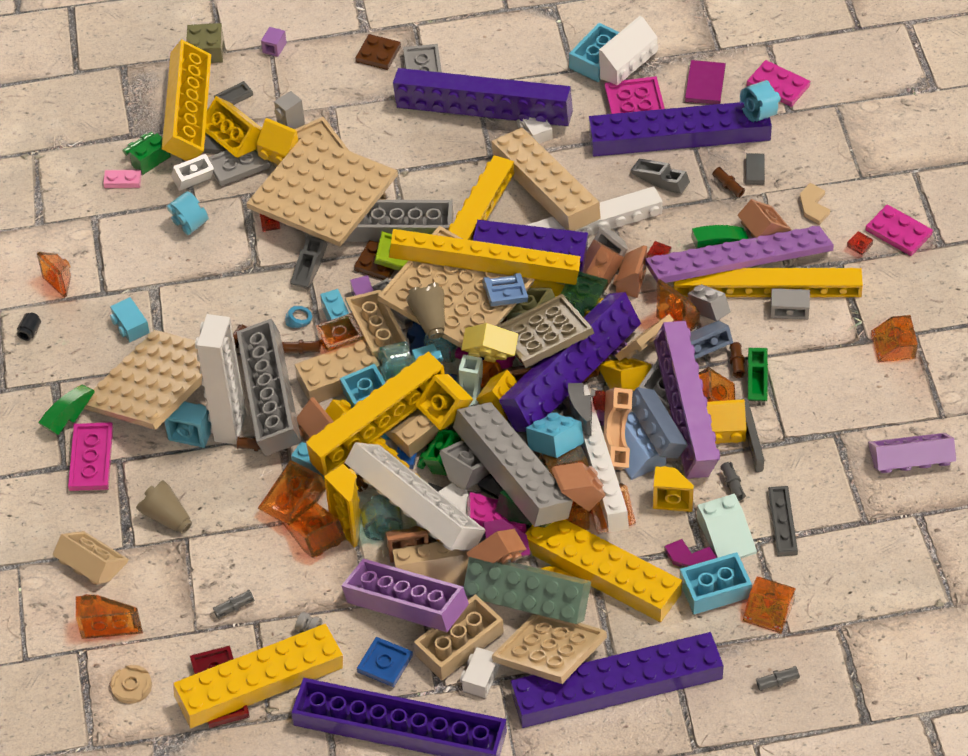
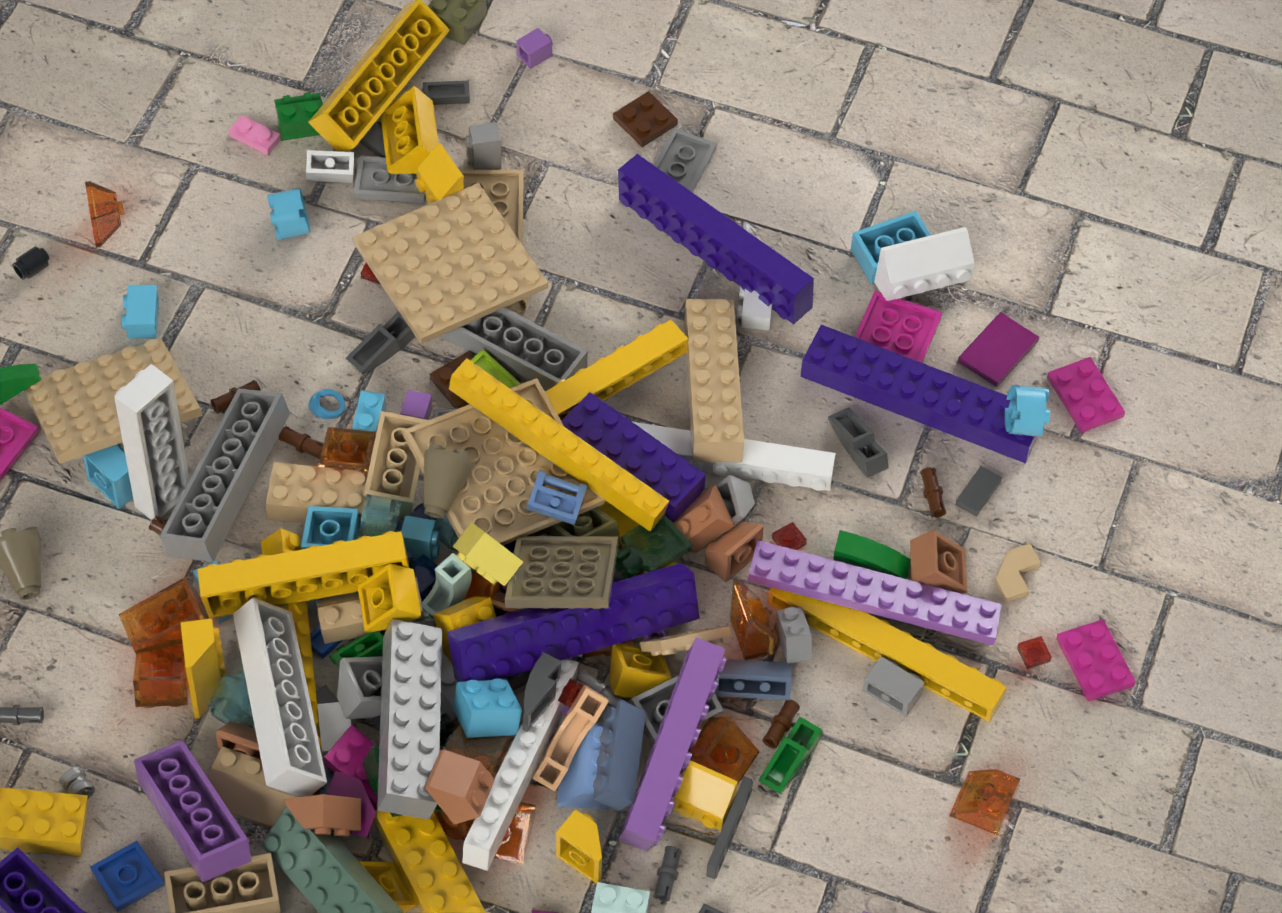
camera: 25 degrees right, 5 degrees up
(312, 419) = (244, 540): nougat slope -> none

